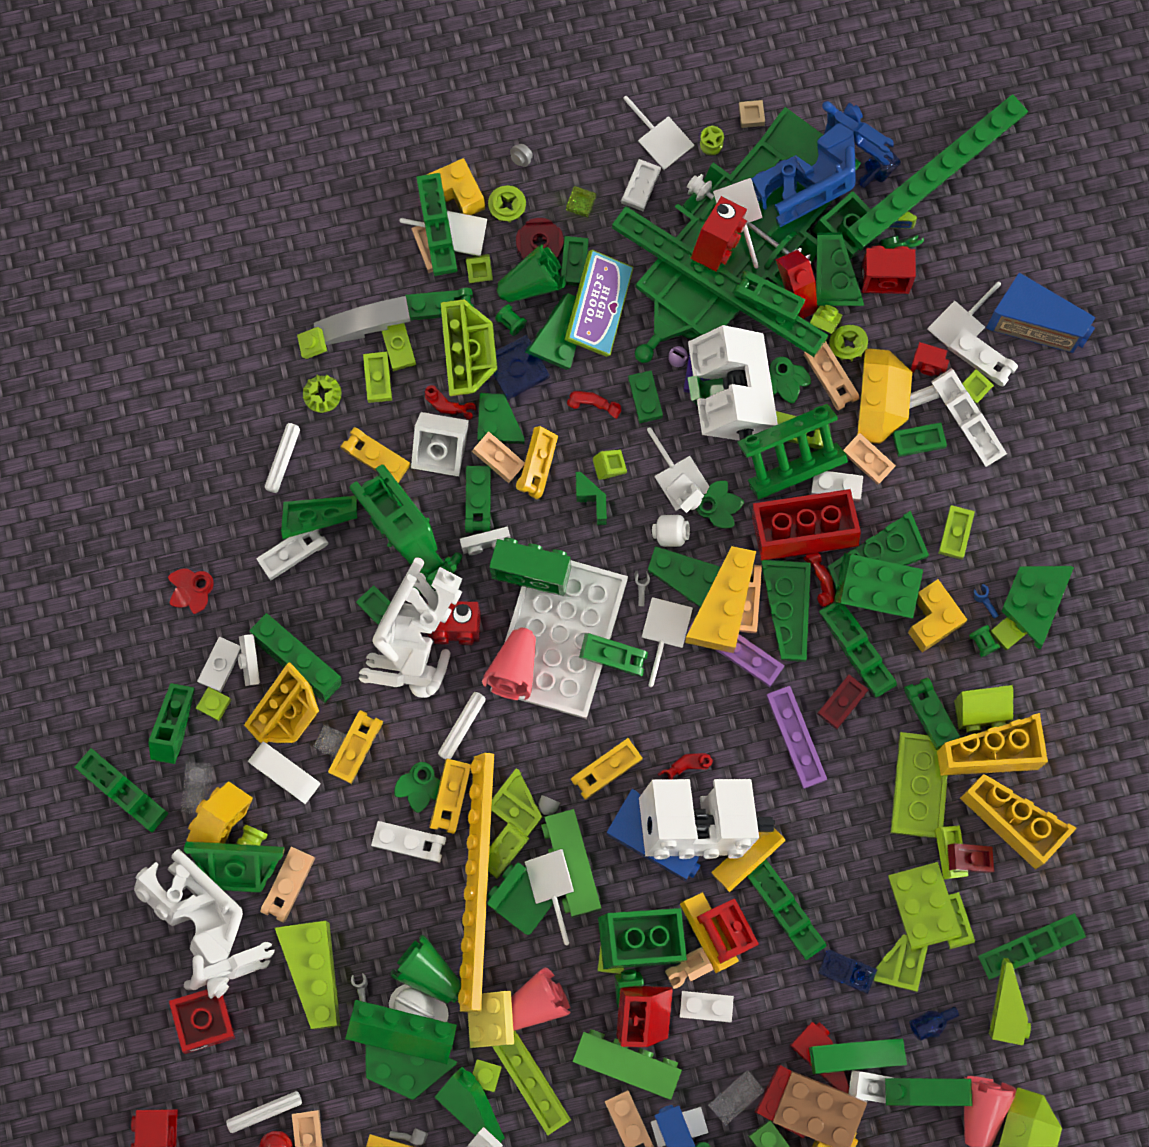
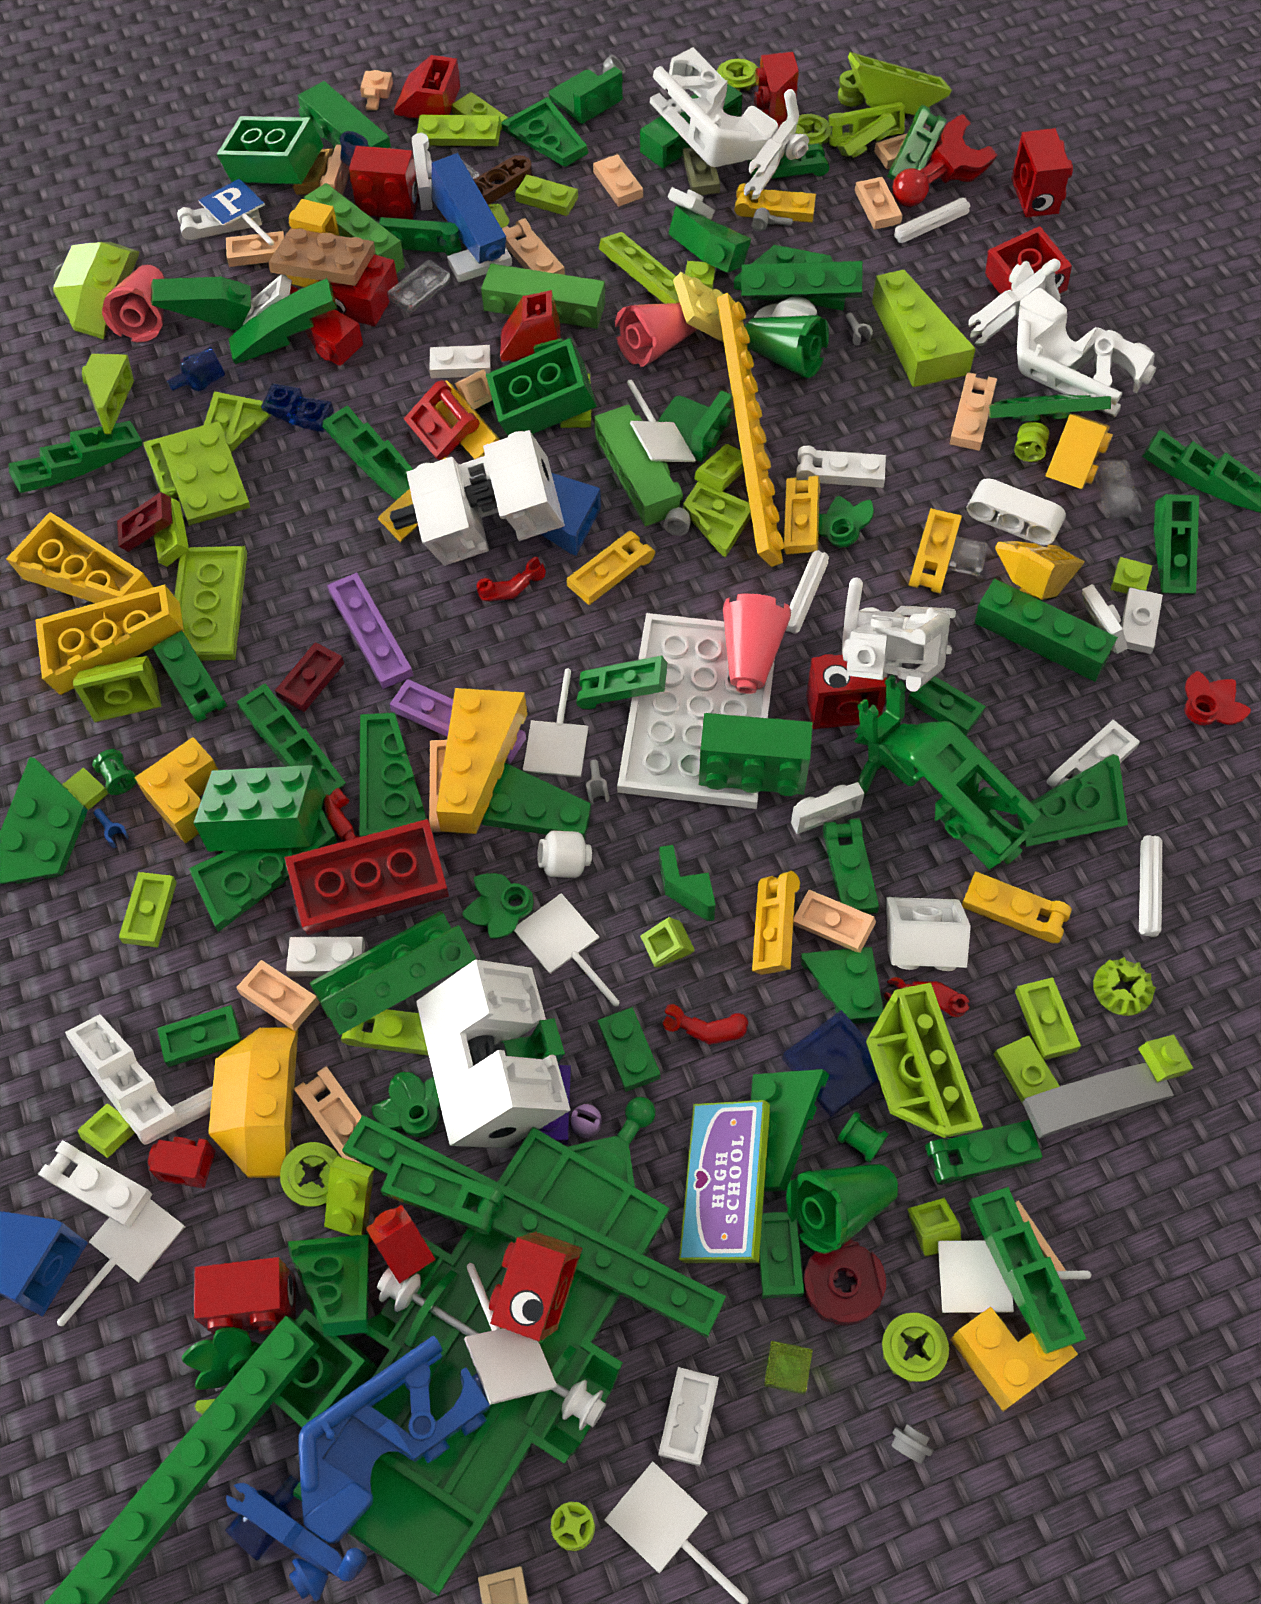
camera: 170 degrees right, 15 degrees down
(685, 493) = (545, 900): white bracket -> none

